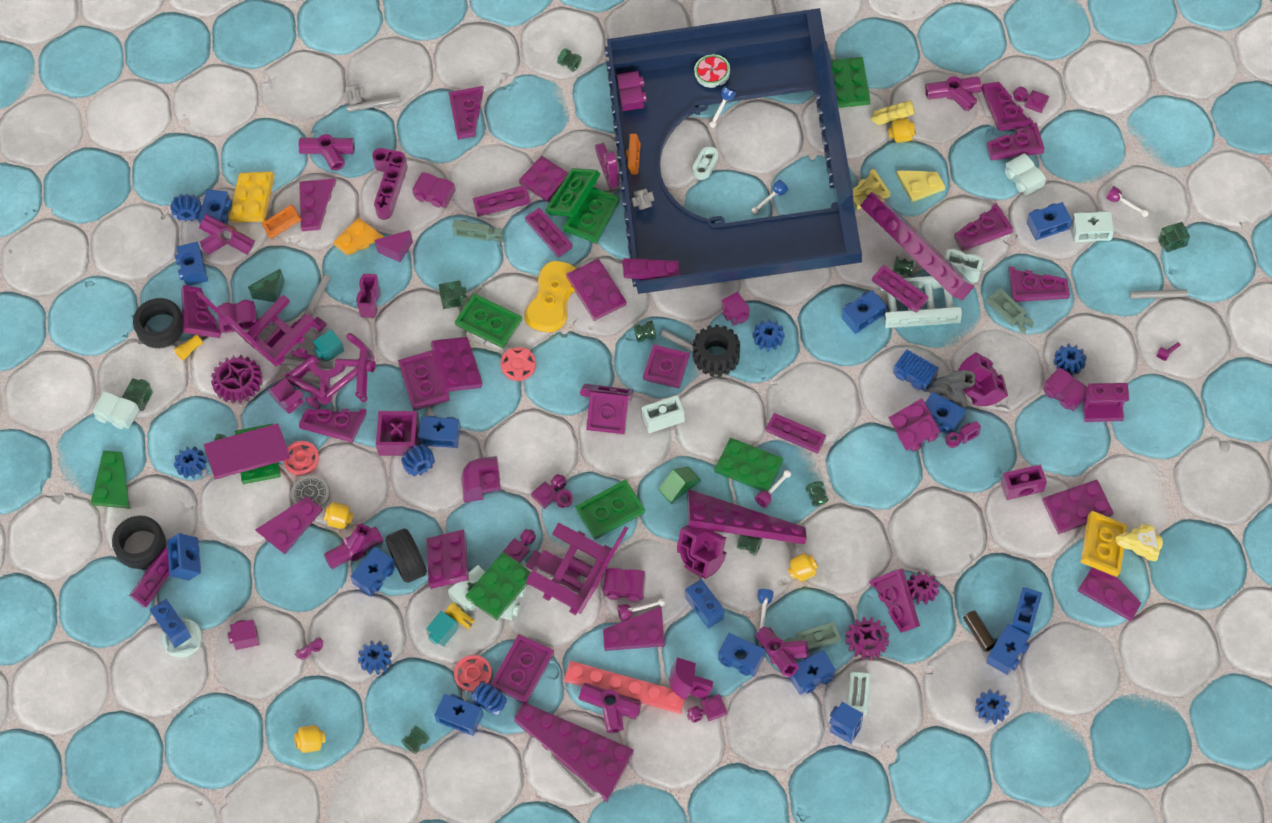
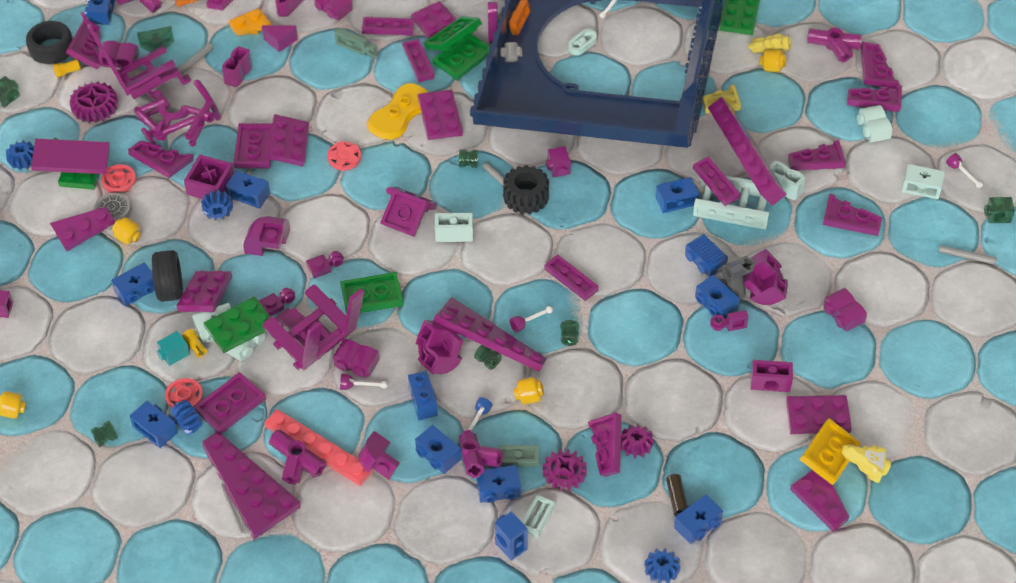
camera: 15 degrees right, 10 degrees down
(286, 395) = (128, 125): magenta brick -> none
(305, 651) = (53, 330): magenta piece -> none
(328, 346) = (183, 96): teal brick -> none
(354, 546) = (127, 258): magenta piece -> none
(369, 652) = (101, 354): blue gear -> none
(452, 294) = (310, 85): clear green brick -> none
(488, 321) = (333, 114): green plate -> none
(568, 498) = (333, 268): magenta plate -> none
(636, 633) = (349, 403): magenta wing -> none
(649, 268) = (488, 102): magenta plate -> none
(666, 366) = (475, 191): magenta plate -> none
(678, 483) = (444, 288): green slope -> none
(712, 708) = (392, 489): magenta plate -> none
(748, 465) = (516, 292): green plate -> none
(775, 334) = (580, 190): blue gear -> none
(779, 189) = (640, 79): hinge -> none
(903, 266) = (729, 167): clear green bush -> none
(915, 425) = (685, 299): magenta plate -> none
(920, 183) = (773, 108): light yellow wing -> none
(1009, 310) = (816, 229): sand green plate -> none
(1026, 610) = (730, 488): blue brick -> none
(1035, 101) = (906, 69): magenta plate -> none
(1043, 228) = (883, 166): blue brick -> none
(1070, 359) = (859, 285): blue gear -> none
(1105, 402) = (878, 327): magenta panel -> none
(1163, 353) = (954, 306): magenta hand -> none

